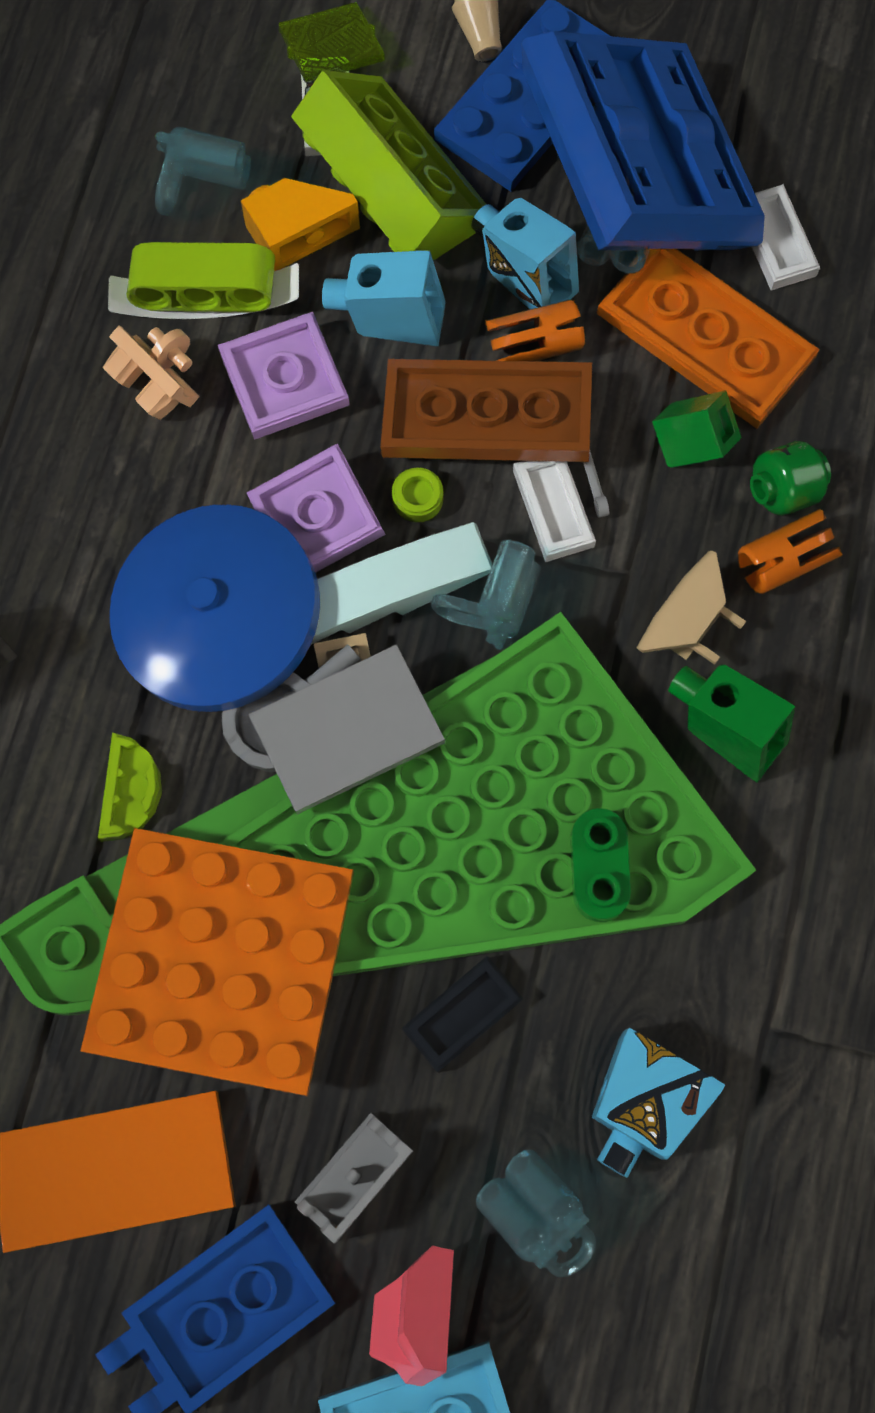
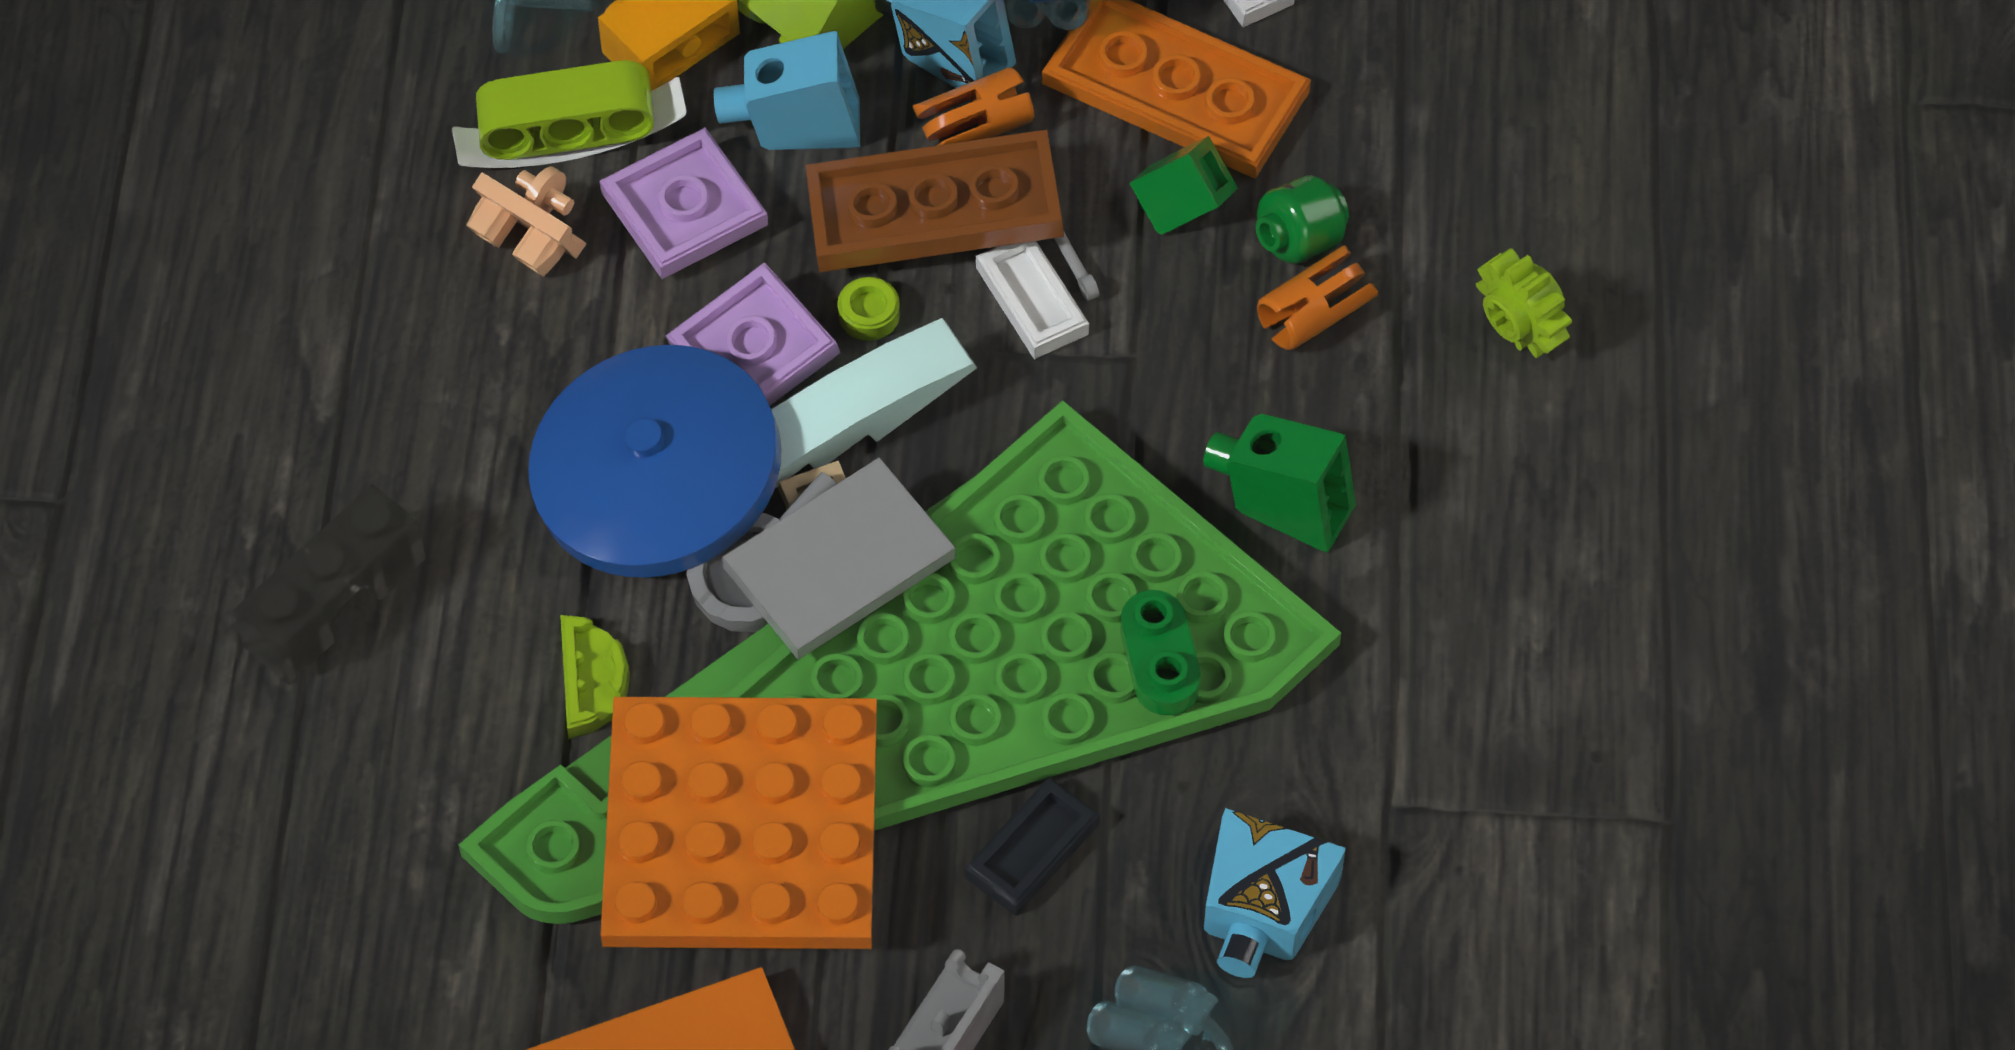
camera: 10 degrees left, 15 degrees down
(503, 597) = (993, 394): clear light blue piece -> none
(690, 612) = (1214, 379): tan piece -> none

